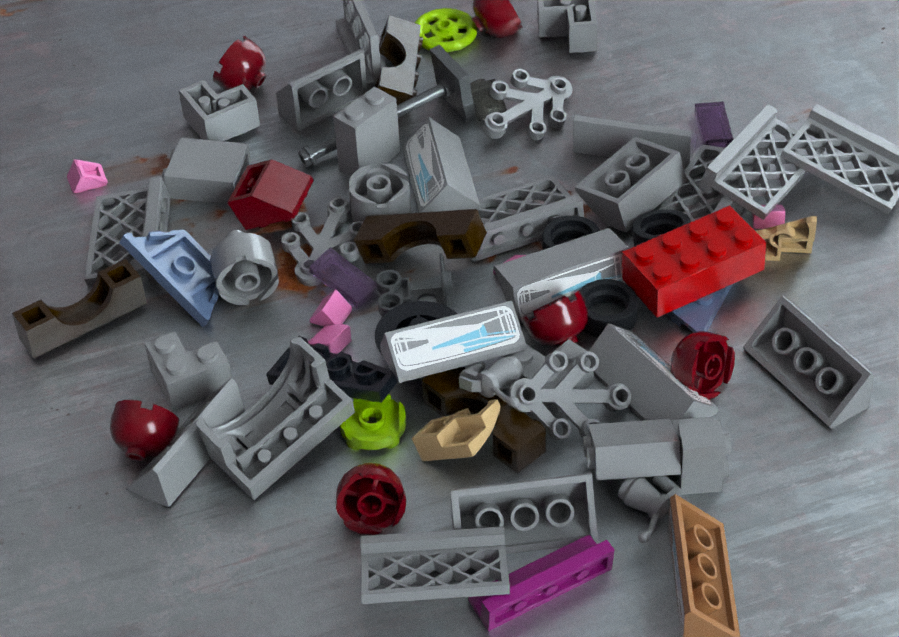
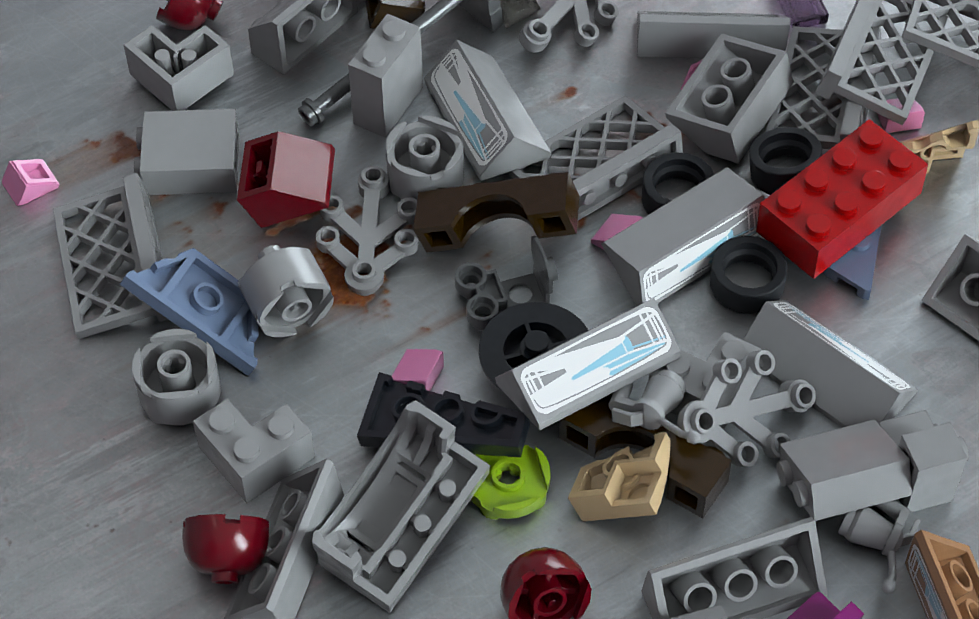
camera: 15 degrees left, 10 degrees up
(113, 295) = (54, 412): dark brown arch -> none
(143, 313) = (176, 377): none -> light grey brick
(331, 310) = (407, 329): bright pink slope -> none
(343, 276) = (411, 281): clear purple tile -> none
(558, 320) = (699, 302): dark red cylinder -> none
(703, 362) = (887, 334): dark red cylinder -> none

